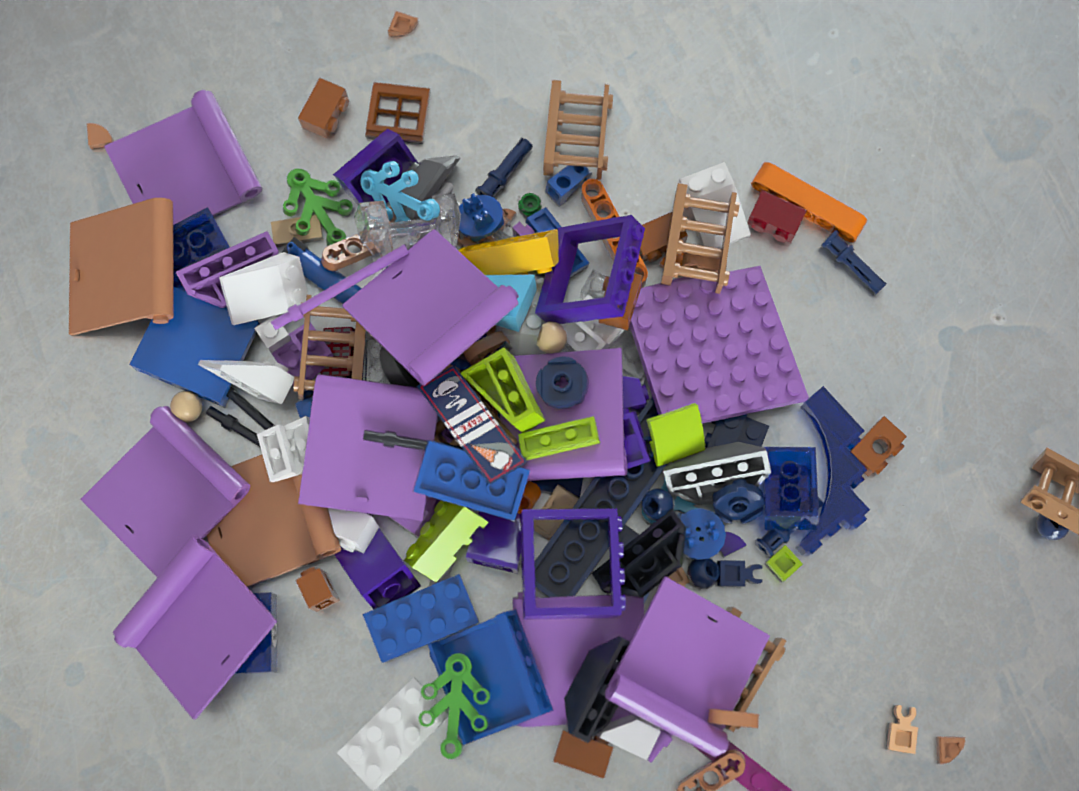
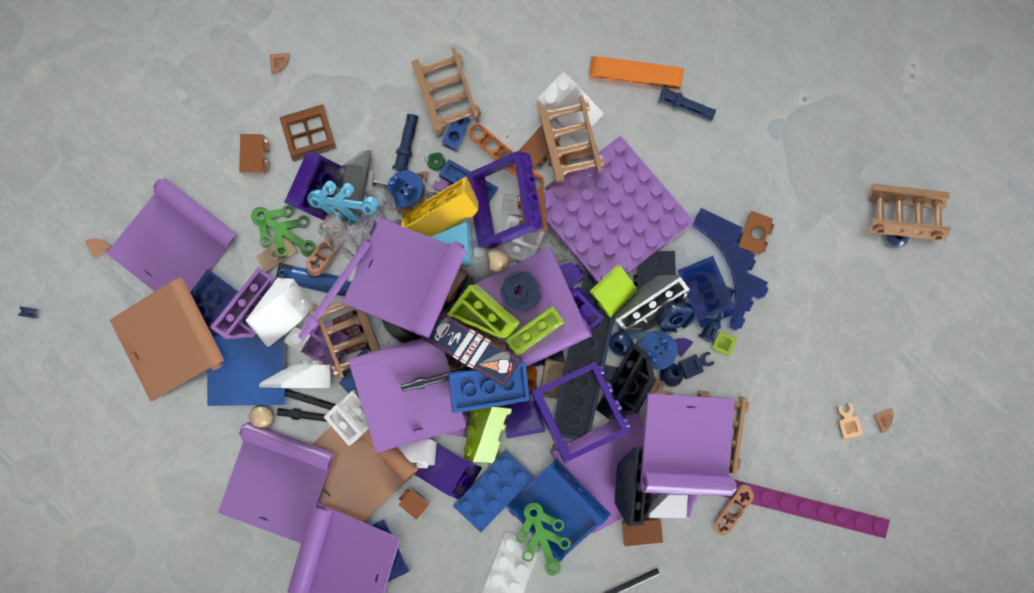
camera: 15 degrees left, 10 degrees up
(733, 718) = (732, 466): nougat beam -> none
(776, 217) = (617, 94): dark red brick -> none

